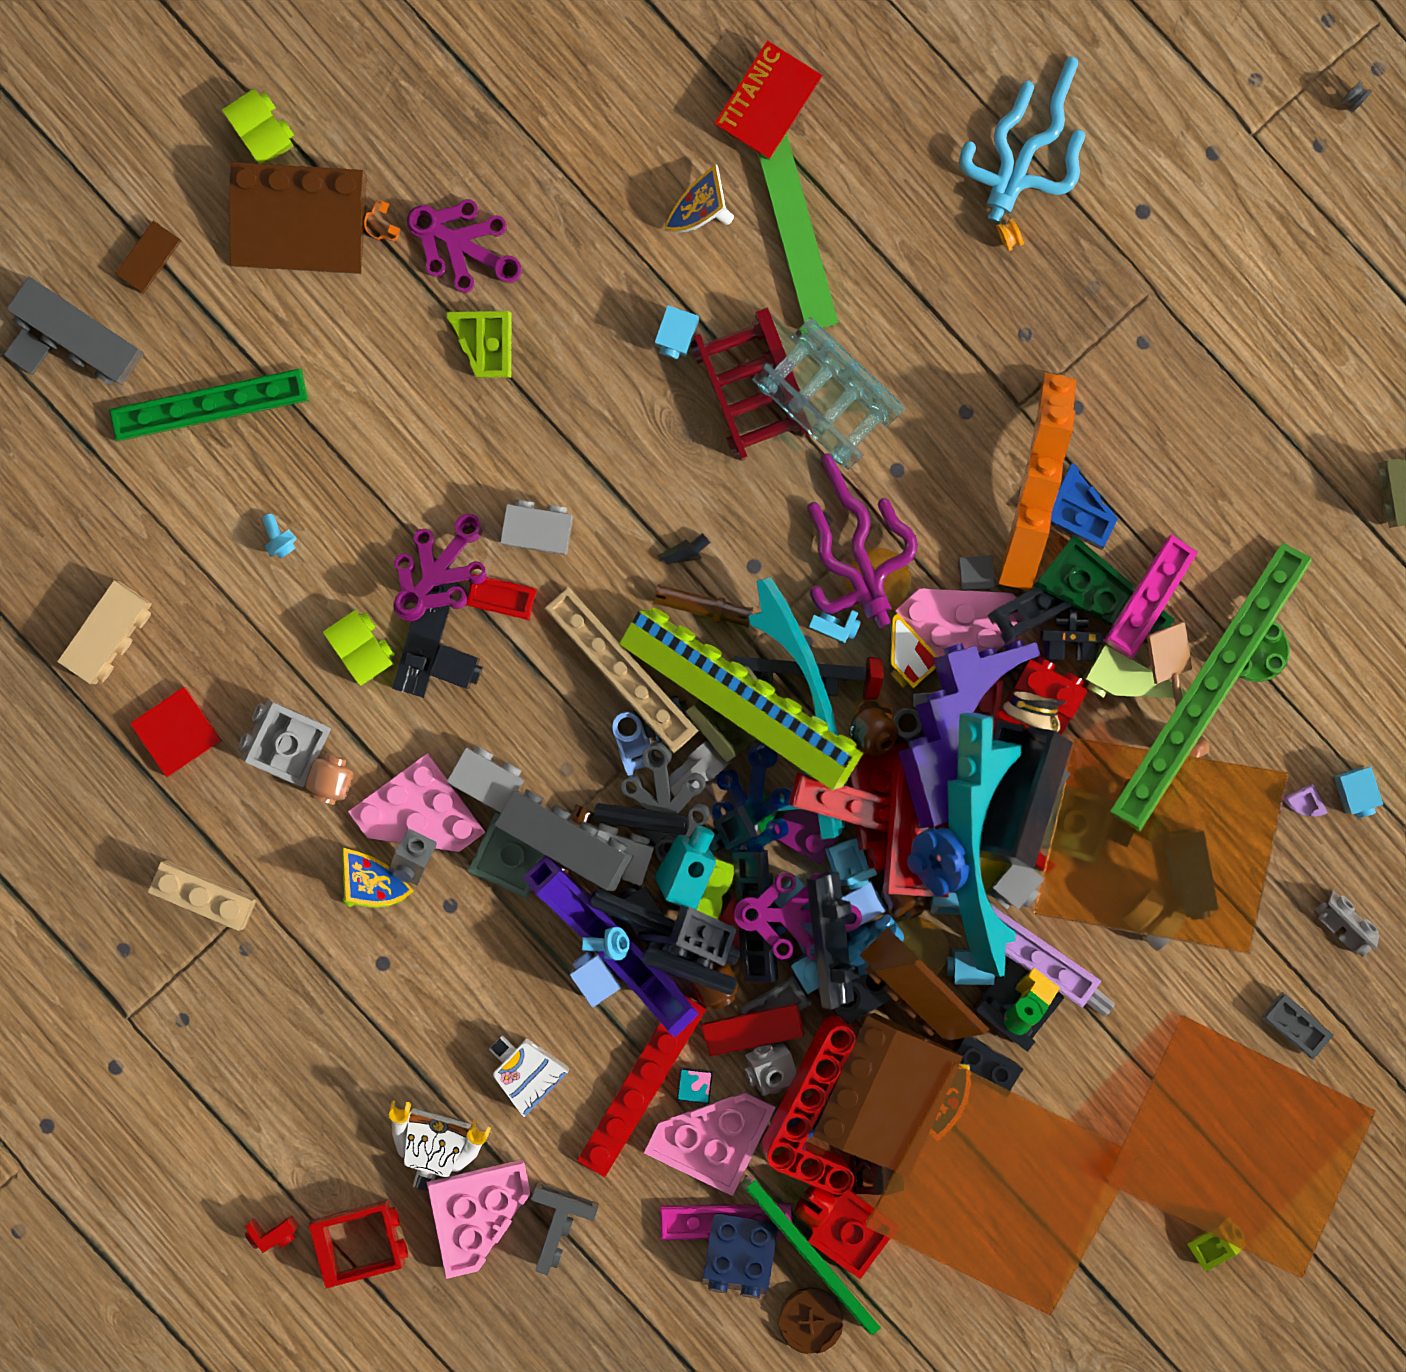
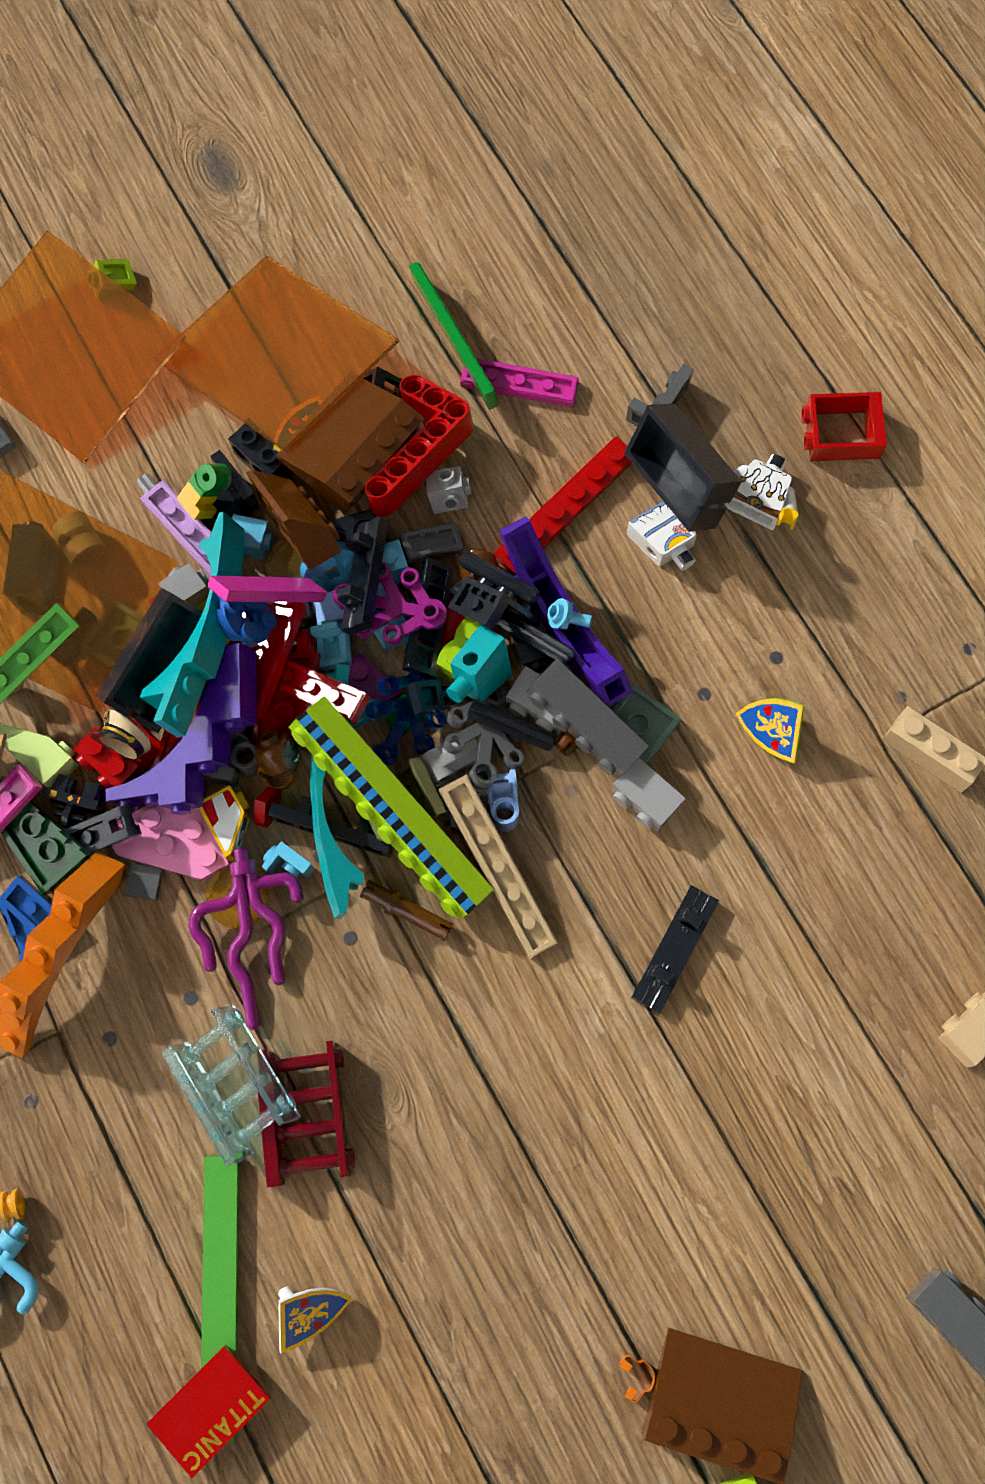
camera: 170 degrees left, 15 degrees down
(148, 257) = (885, 1401): reddish brown tile -> none
(176, 732) = (934, 908): red tile -> none
(208, 405) = (849, 1225): green tile -> none
(279, 1235) = (915, 447): red bracket -> none
(280, 543) = (802, 1065): medium azure plate -> none
(283, 742) = (833, 872): light grey plate -> none
(329, 779) = (796, 828): nougat head -> none
(359, 647) = (743, 945): lime brick -> none
(412, 857) = (730, 740): dark grey bracket -> none
(419, 802) = (716, 783): bright pink plate -> none
(437, 573) = (655, 999): magenta plant -> none
(456, 667) = (653, 905): black brick -> none
(459, 242) = (560, 1336): magenta plant -> none
(474, 1213) = (743, 425): bright pink plate -> none
(485, 340) = (556, 1224): lime wing -> none
(502, 597) = (596, 964): red tile -> none
(523, 1140) = (682, 467): none -> black piece
(537, 528) = (547, 1019): light grey brick -> none
(594, 978) = (587, 591): light blue brick -> none
(676, 332) = (364, 1184): medium azure brick -> none
(685, 551) = (410, 966): black bar -> none
(694, 1085) = (519, 494): tile -> none
(713, 1139) = (514, 446): bright pink plate -> none
(740, 1255) = (513, 348): dark blue bracket -> none
(753, 1029) = (455, 525): red tile -> none
(810, 1320) = (467, 291): reddish brown tile -> none
(841, 1228) = (421, 352): red plate -> none
(921, 891) = (266, 589): none -> dark pink tile

